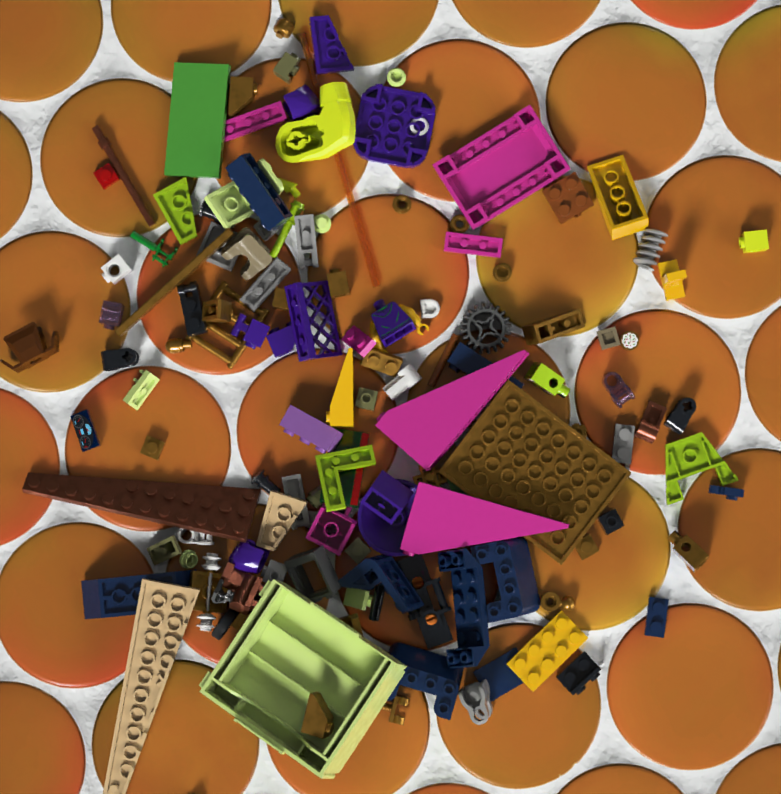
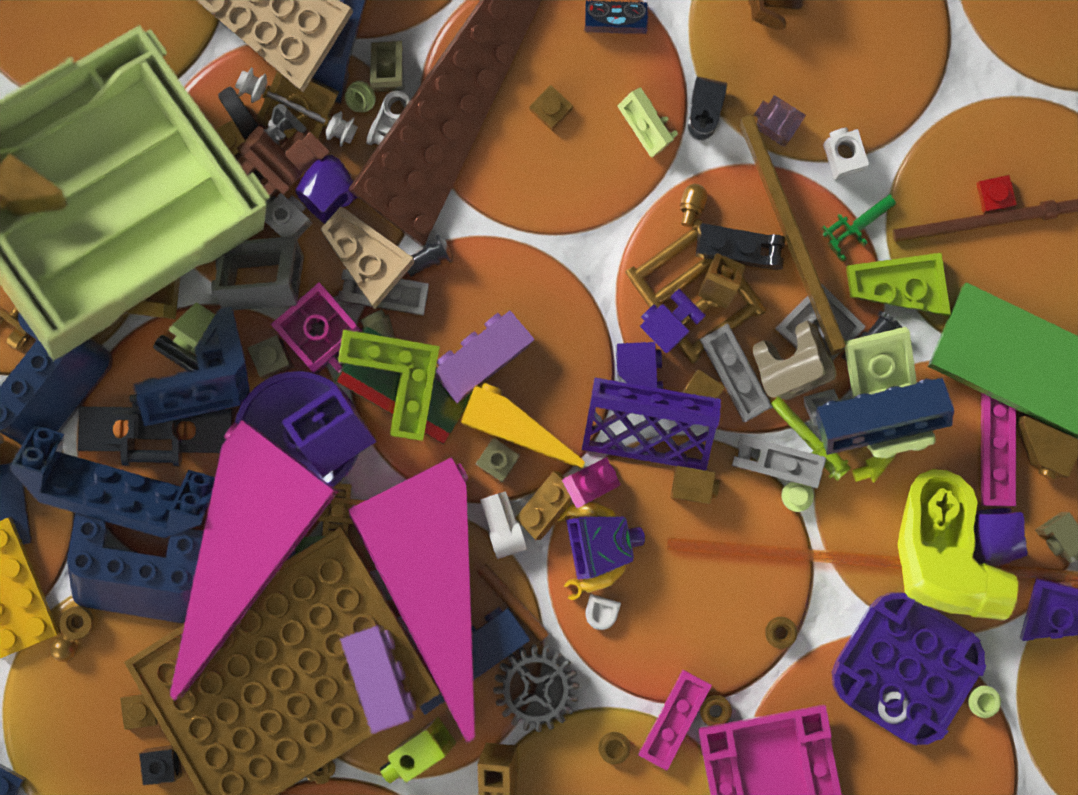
camera: 105 degrees right, 0 degrees up
(512, 415) = (378, 678): none -> medium lavender brick

